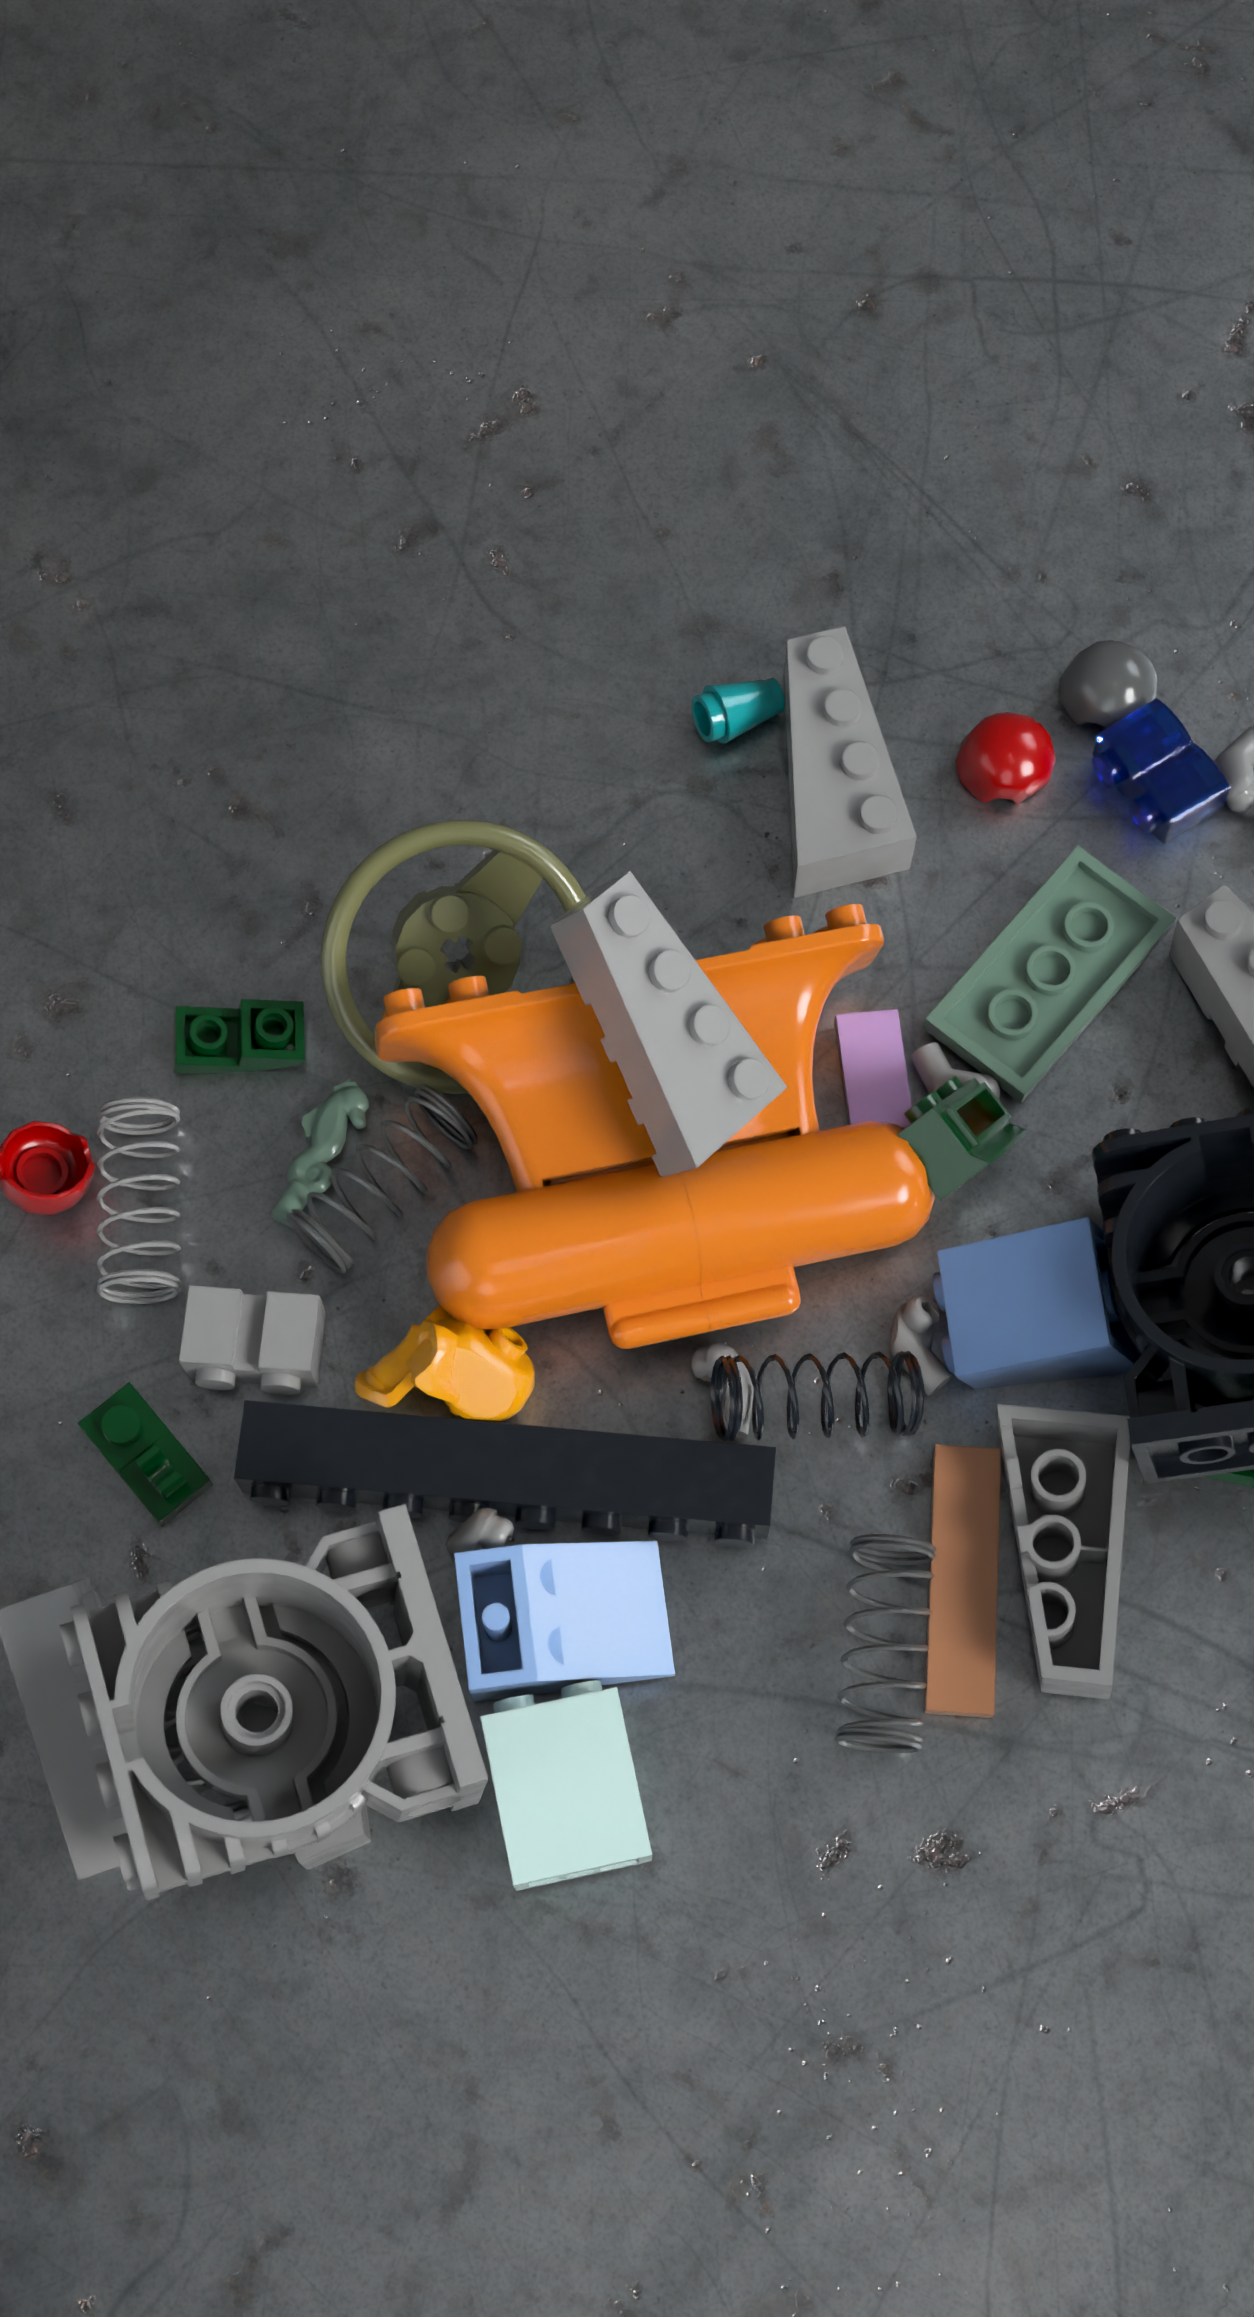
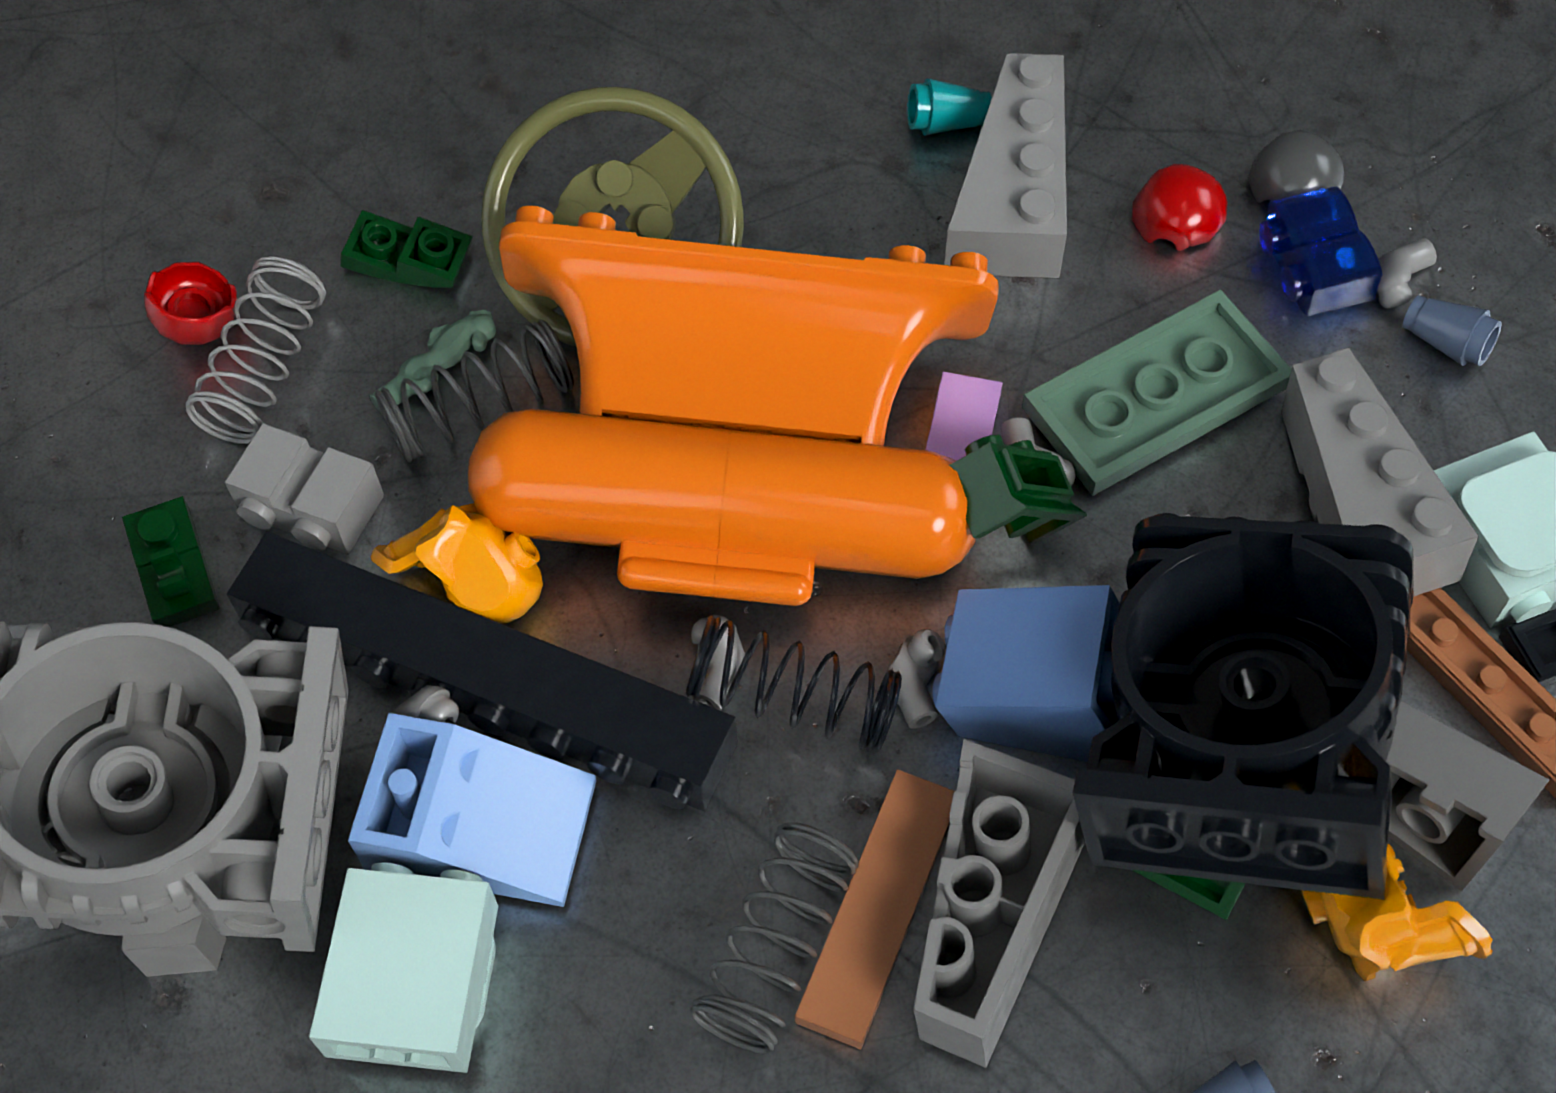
camera: 20 degrees right, 10 degrees down
(664, 1024) = (754, 289): light grey wedge -> none

